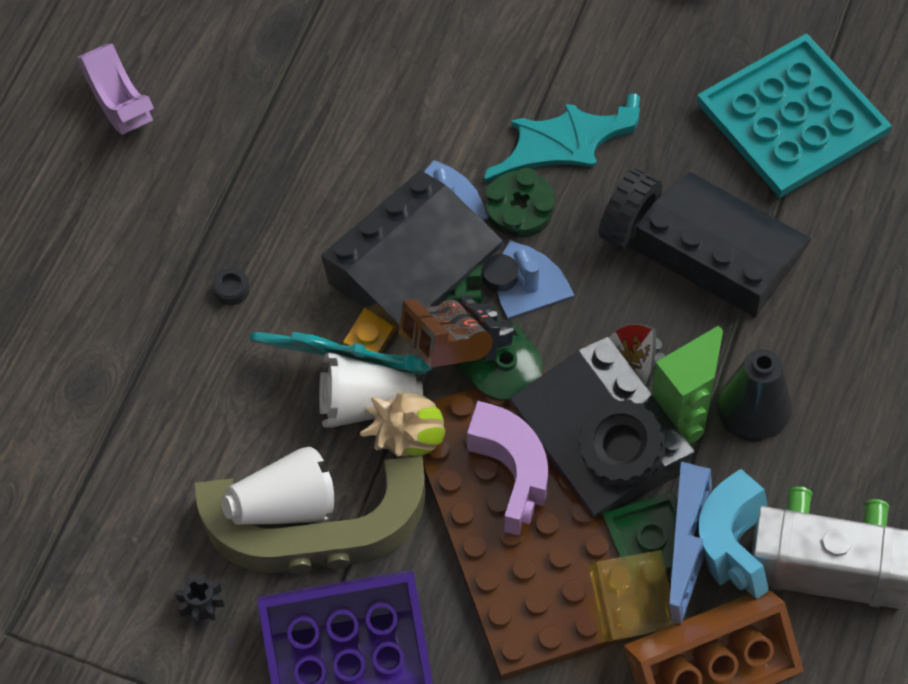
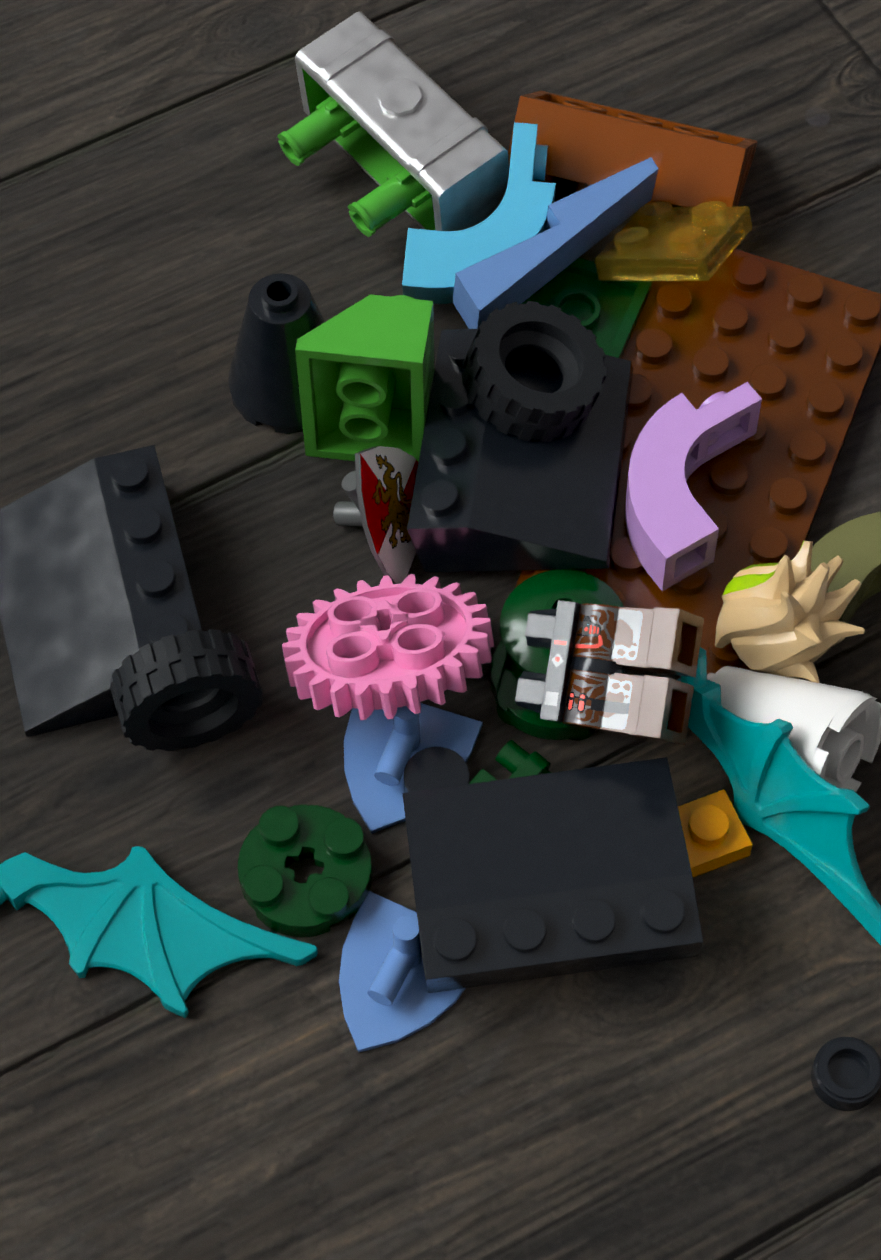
camera: 140 degrees left, 0 degrees up
(550, 267) = (388, 646): none -> bright pink gear

